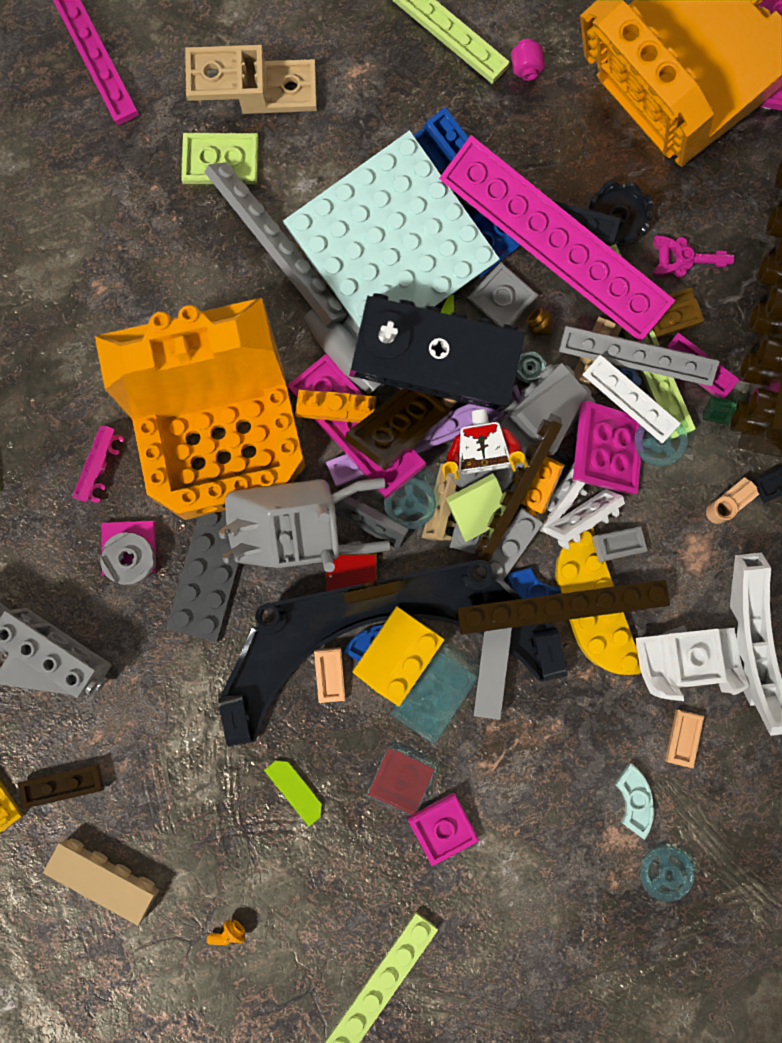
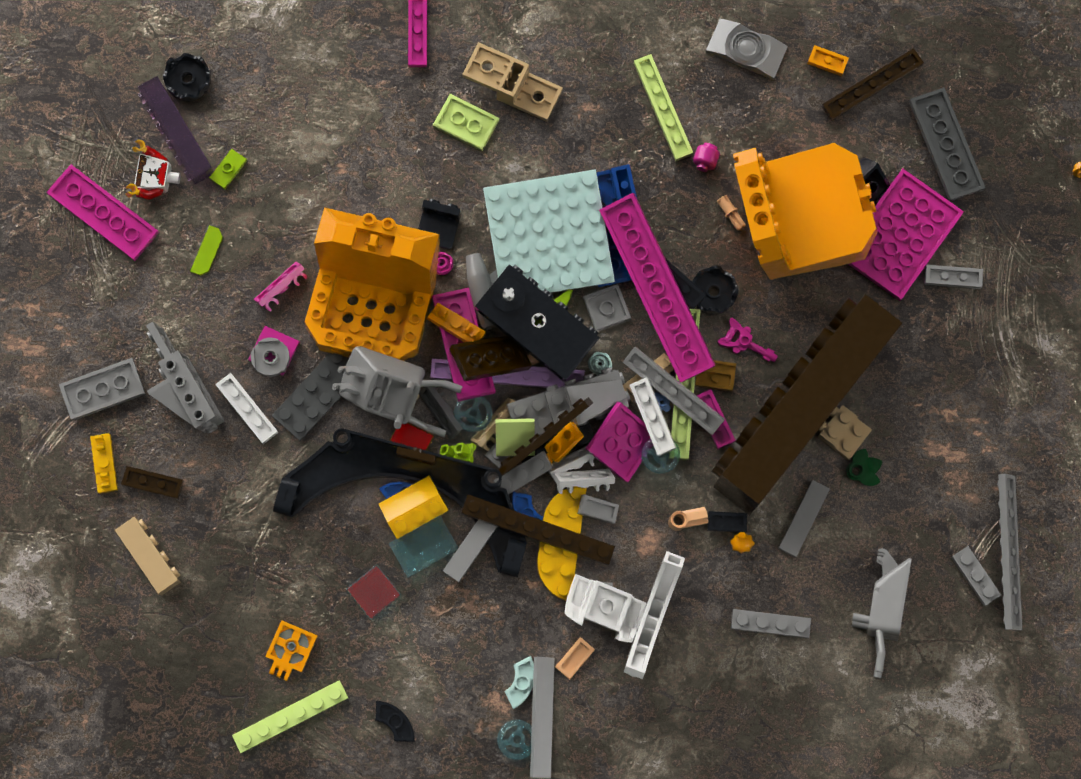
camera: 20 degrees right, 5 degrees down
(131, 635) = (246, 408): none -> white plate
(232, 933) = (214, 631): light orange plate -> none
(249, 284) = (440, 220): none -> black bracket
(276, 243) = (472, 198): light grey plate -> none
(286, 338) = (447, 262): none -> dark pink plate
(295, 790) = (301, 563): lime piece -> none
(329, 675) = (362, 498): light nougat tile -> none
(336, 906) = (290, 649): none -> light orange piece
(419, 560) = (460, 451): none -> lime hips
(443, 829) = (384, 635): dark pink tile -> none
(483, 448) = (534, 398): torso -> none
(509, 926) = (395, 720): none -> black tile
(540, 321) = (622, 336): pearl gold plate -> none
(590, 111) = (731, 212): none -> light nougat axle
(685, 833) = (542, 717): none -> light grey tile
(719, 410) = (711, 454): clear green plate -> none

